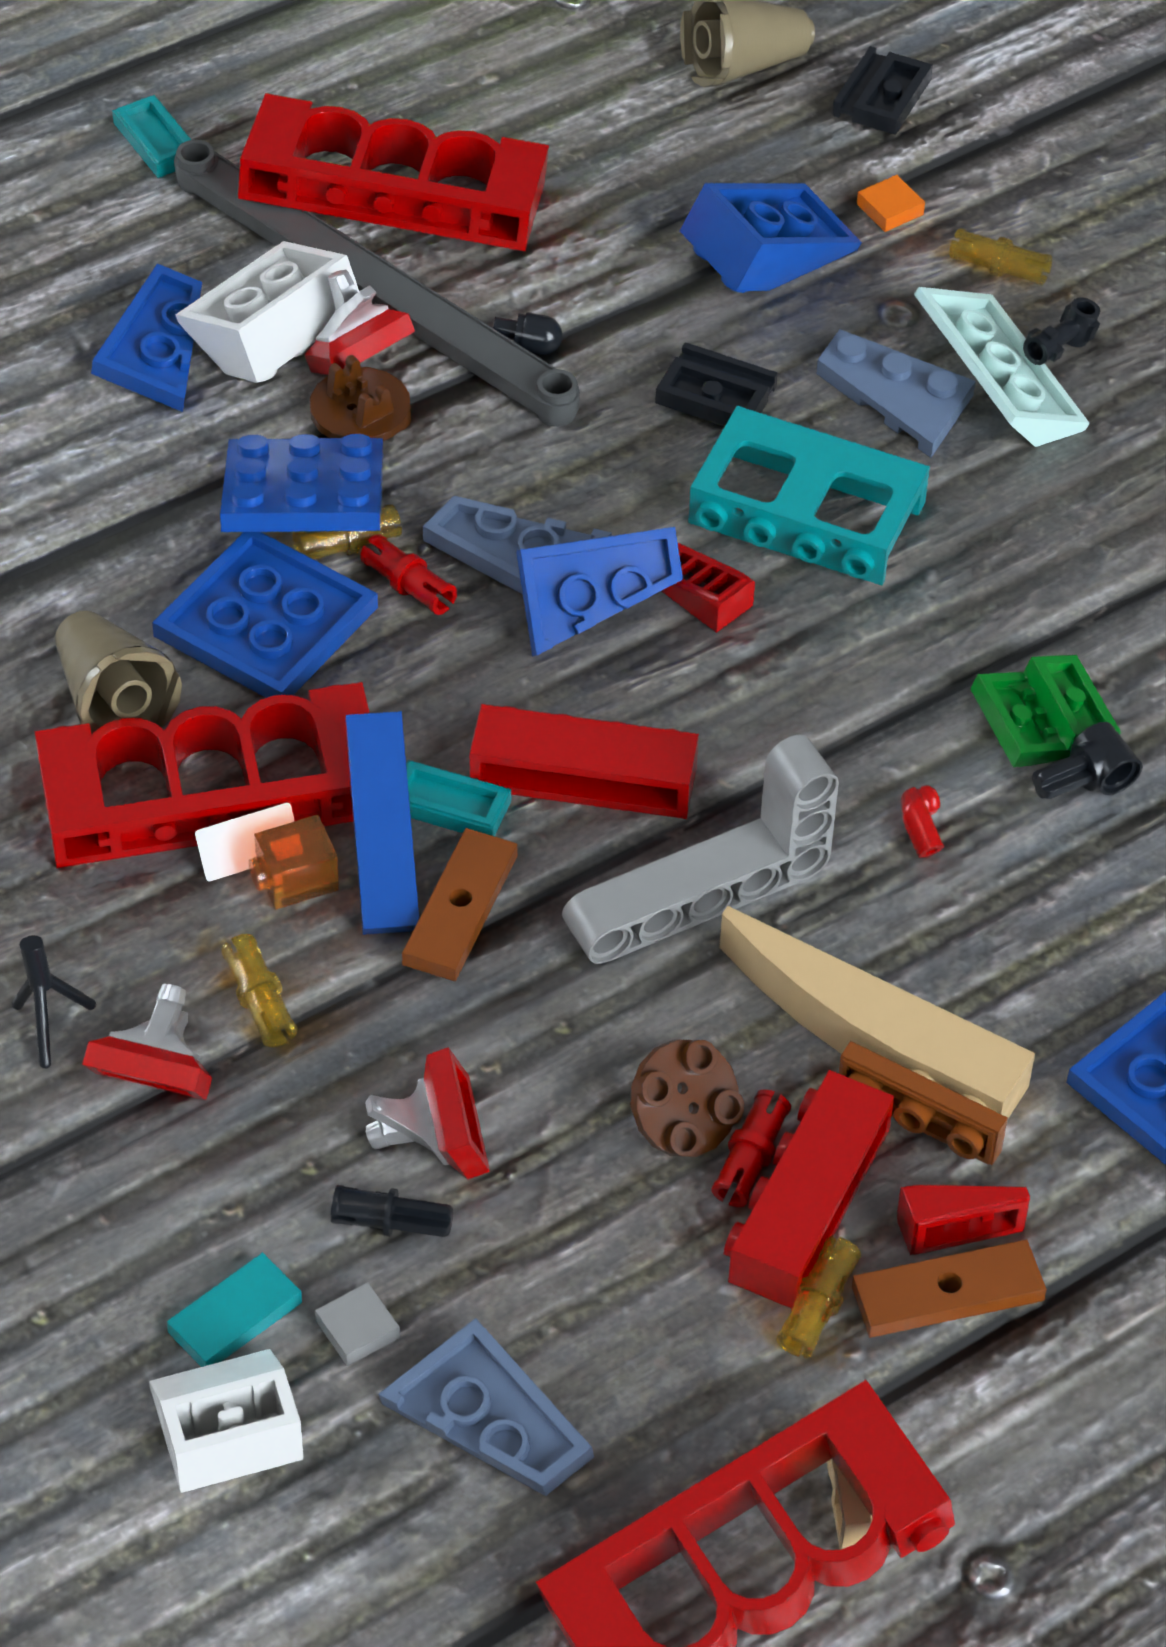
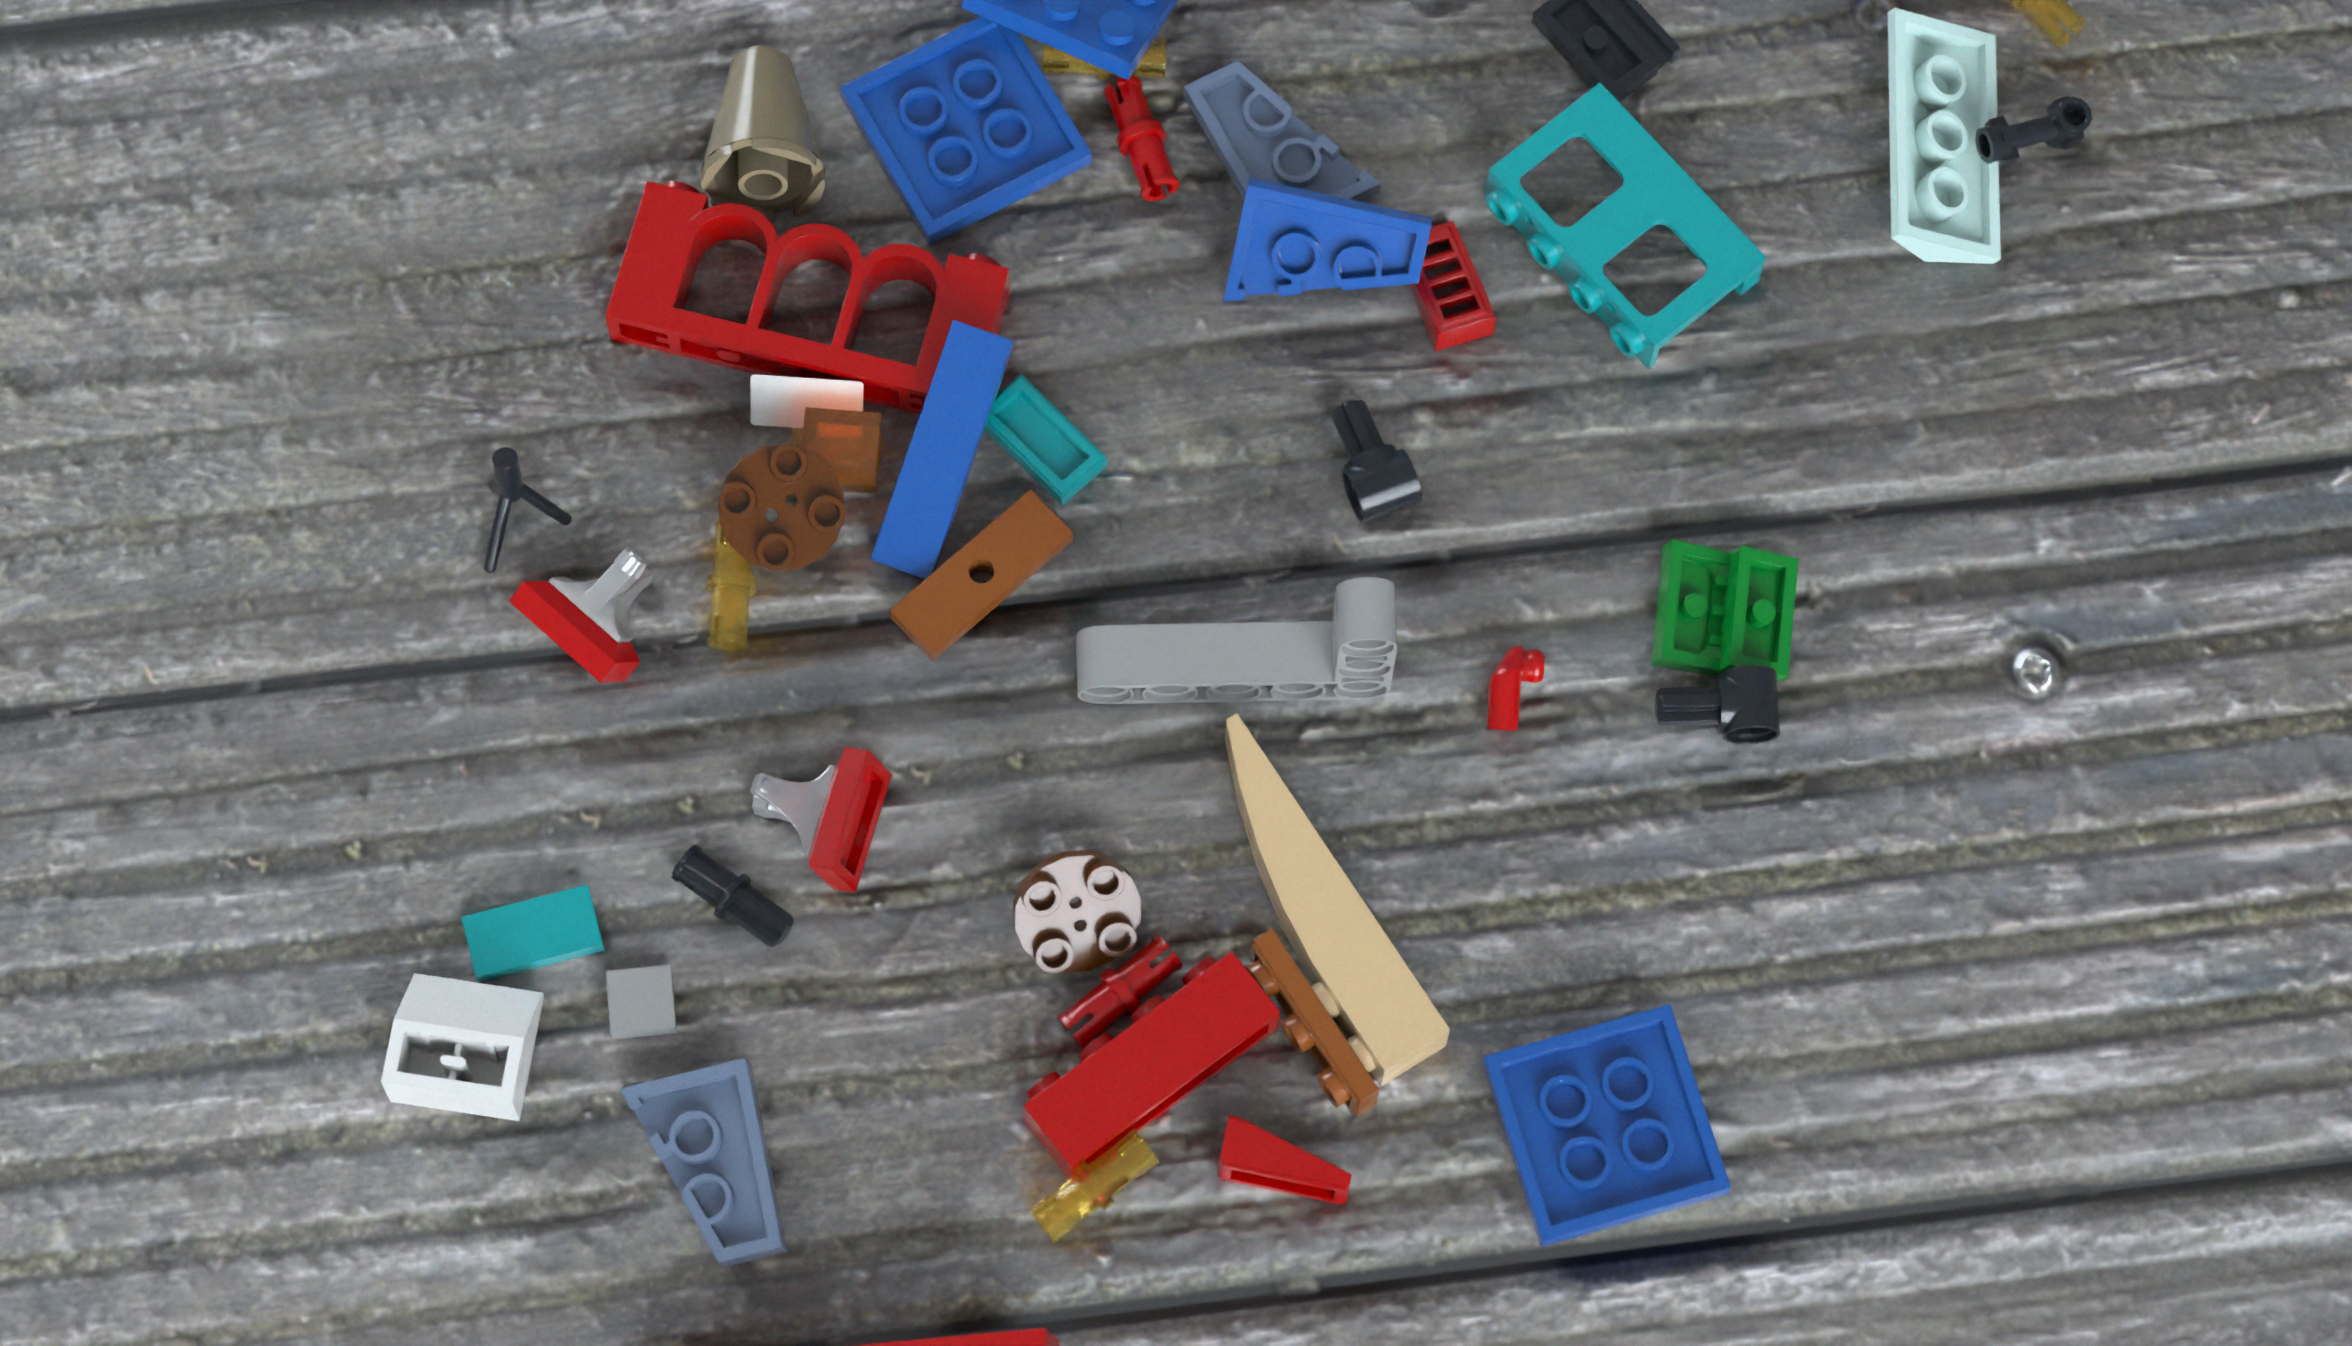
camera: 25 degrees right, 20 degrees up
(252, 894) = (800, 531): none -> reddish brown plate
(585, 760) = (1198, 459): red brick -> none
(727, 719) = (1377, 475): none -> black axle
(900, 387) = (1816, 123): sand blue wing -> none
(977, 1284) = (1182, 1227): dark orange tile -> none

